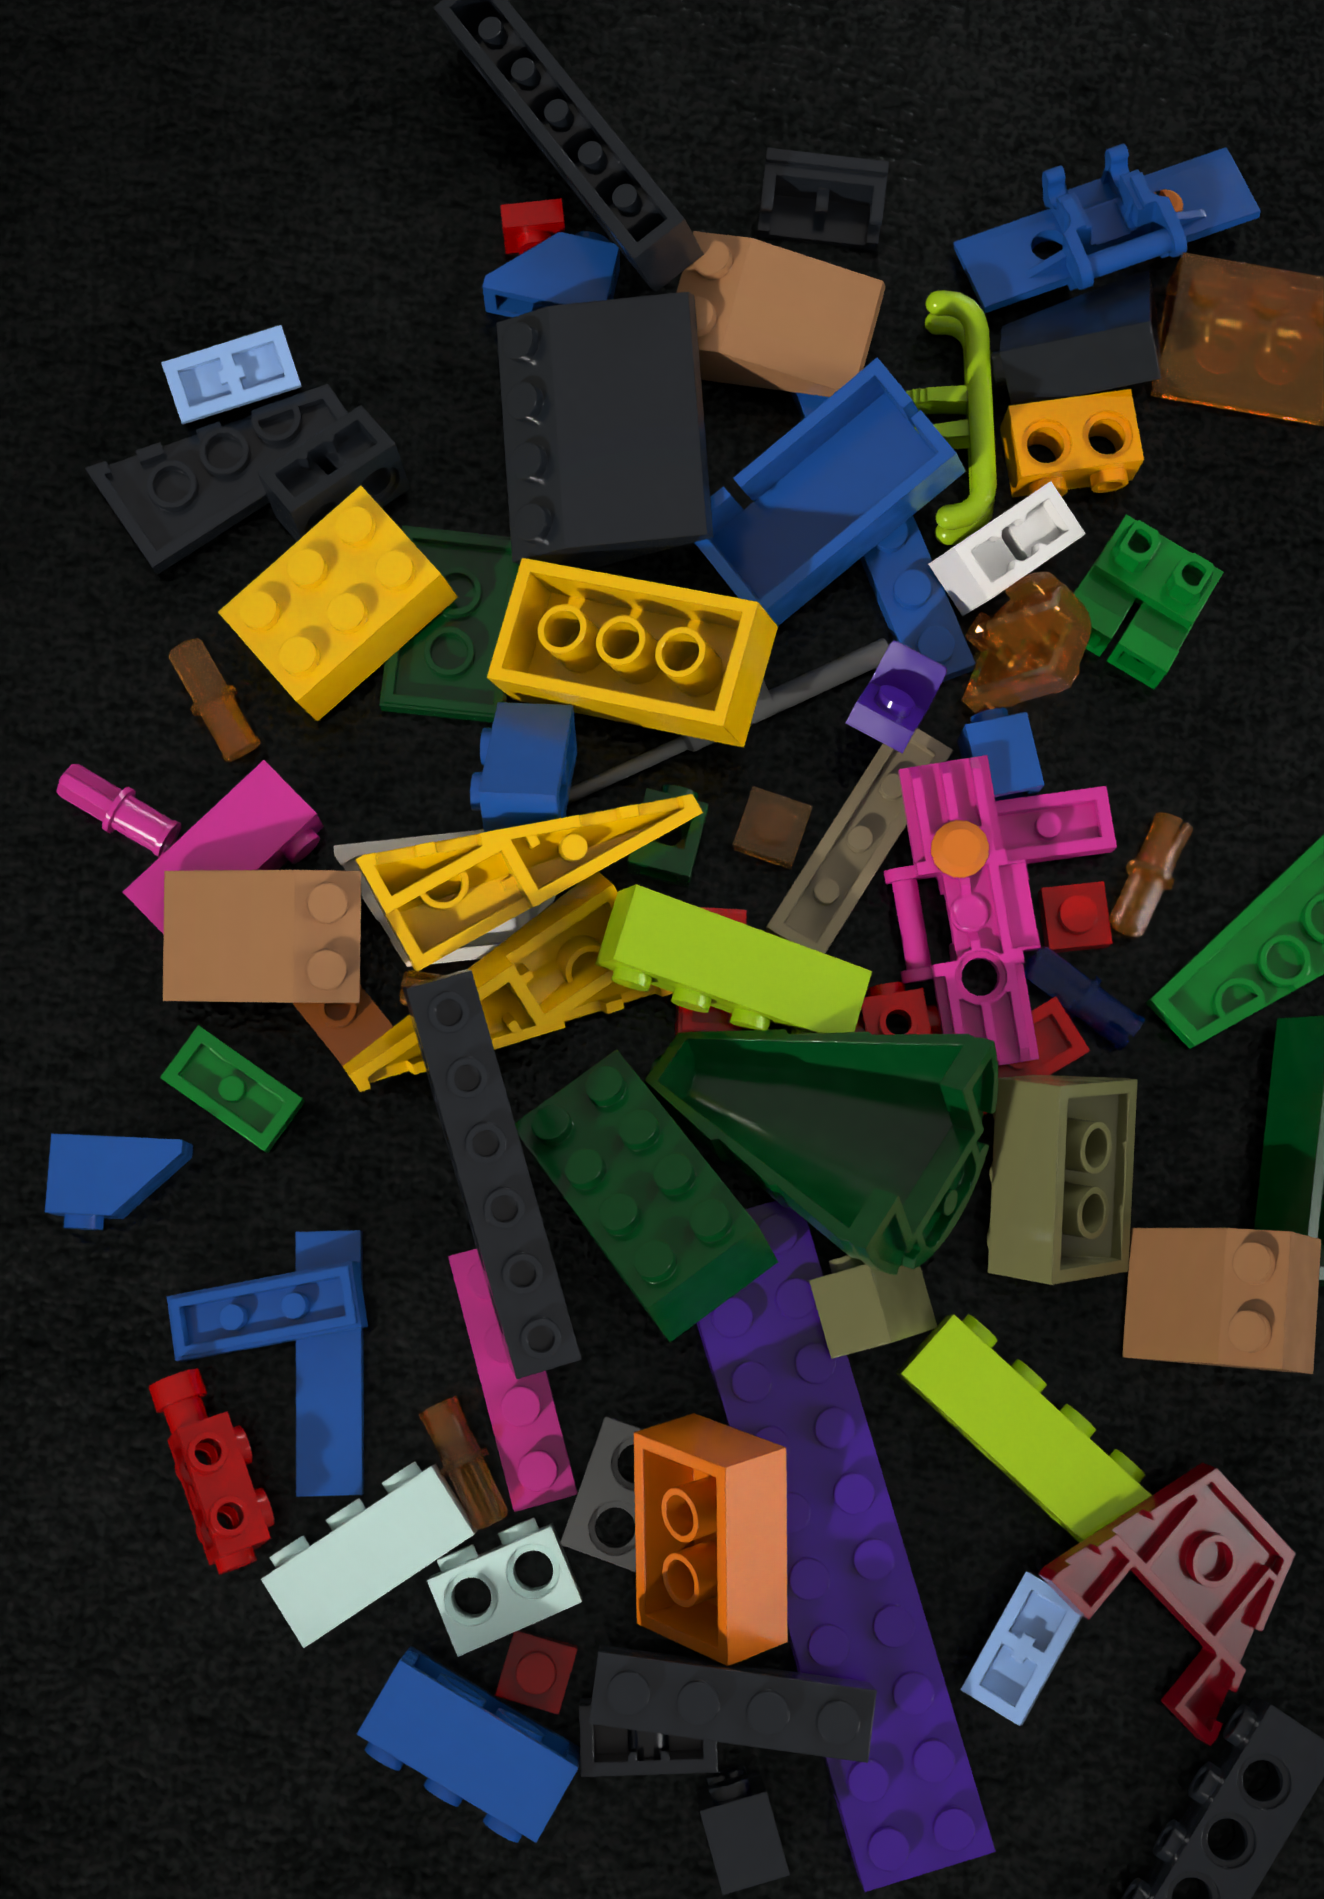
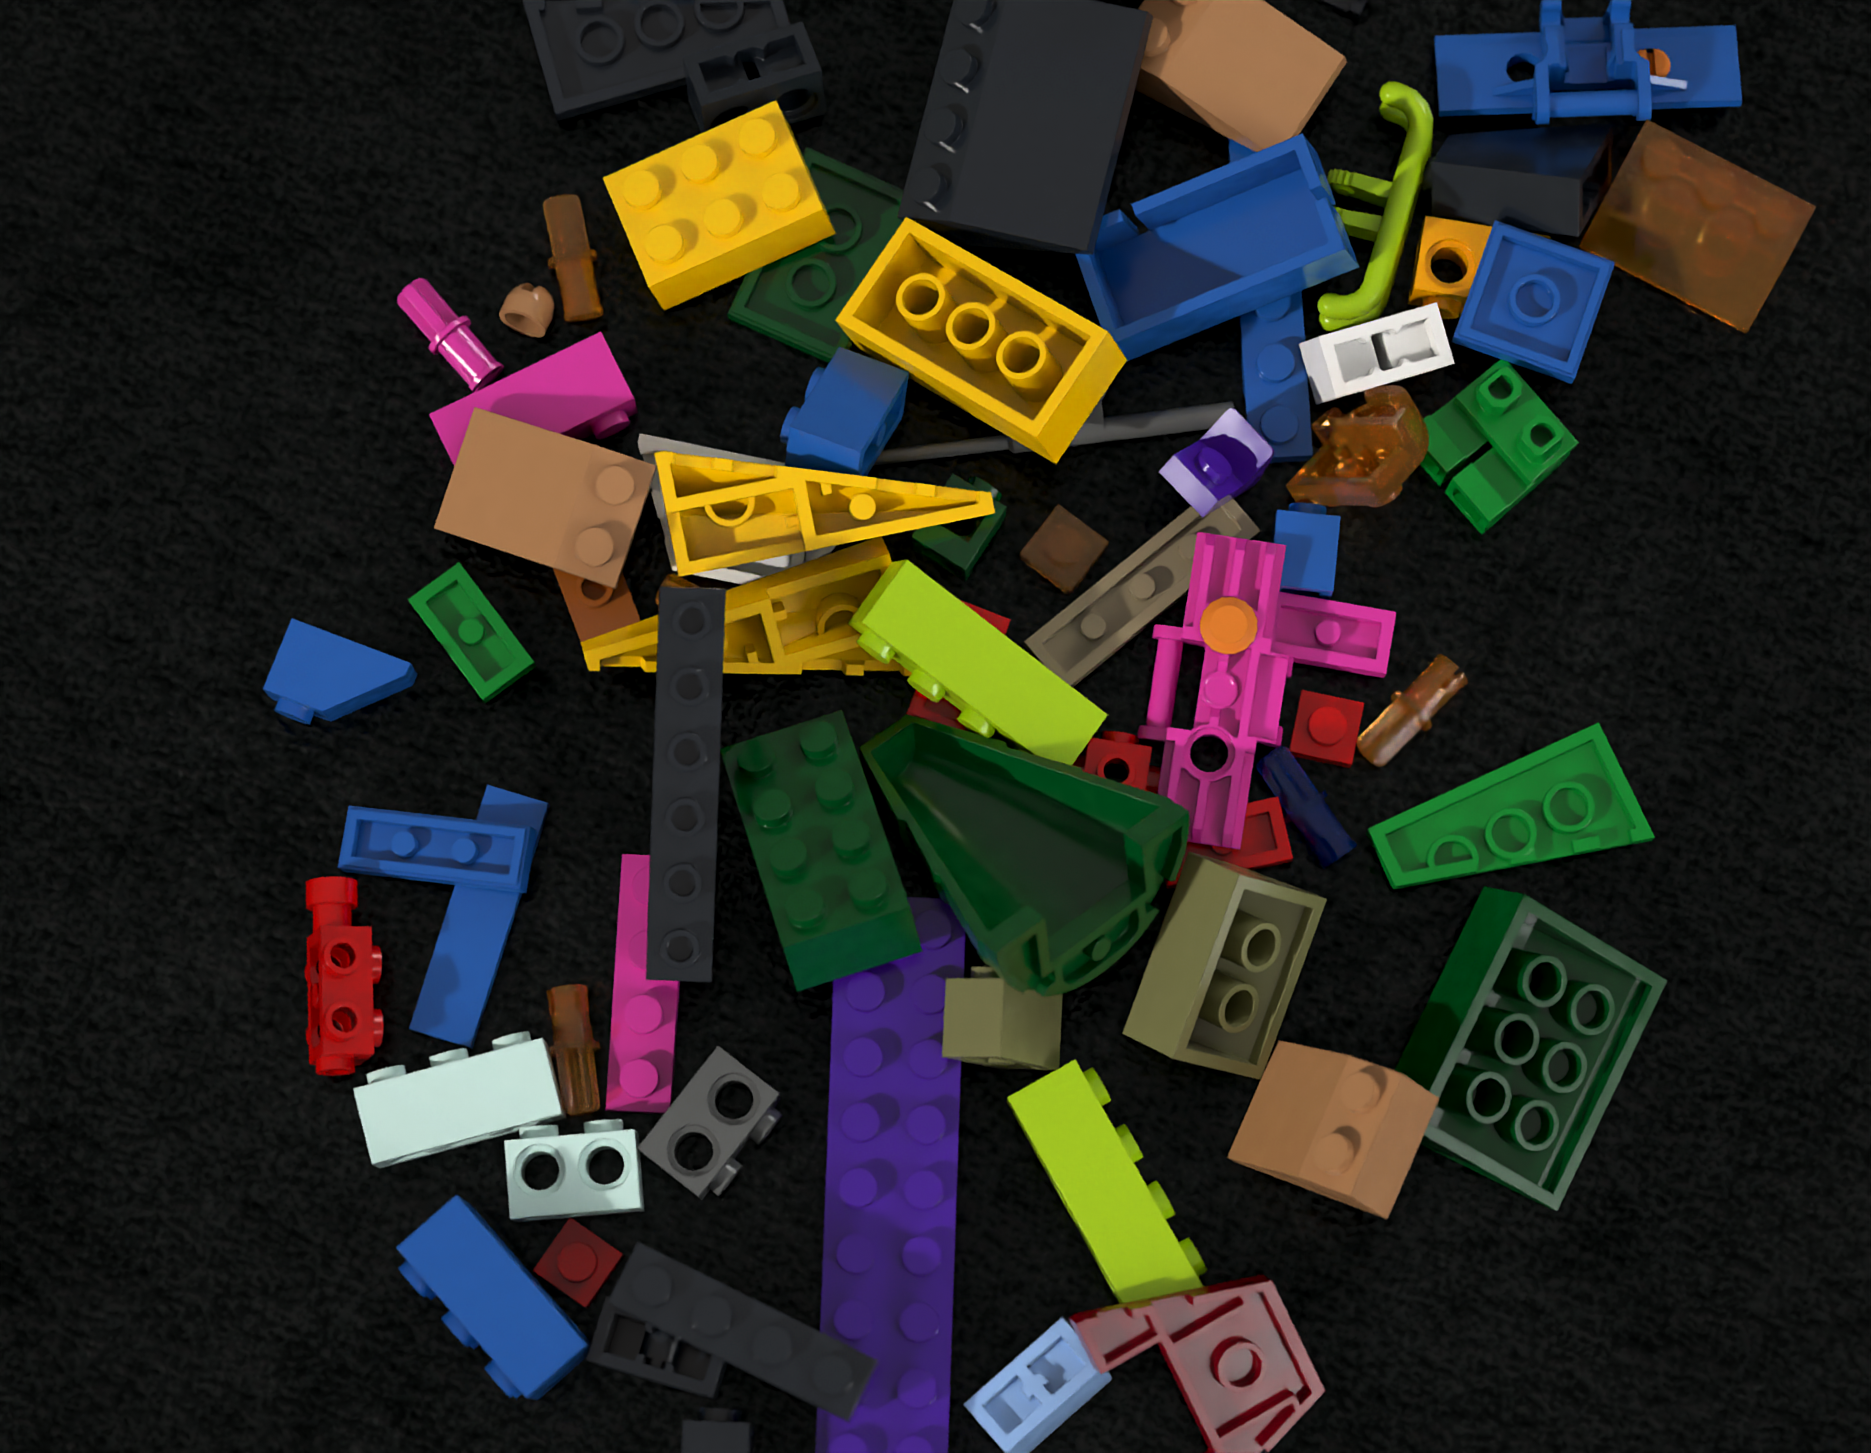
camera: 25 degrees right, 0 degrees up
(187, 762) = (528, 310): none -> medium nougat hinge
(711, 1537) = (777, 1183): orange brick -> none
(1138, 453) = (1533, 302): none -> blue tile

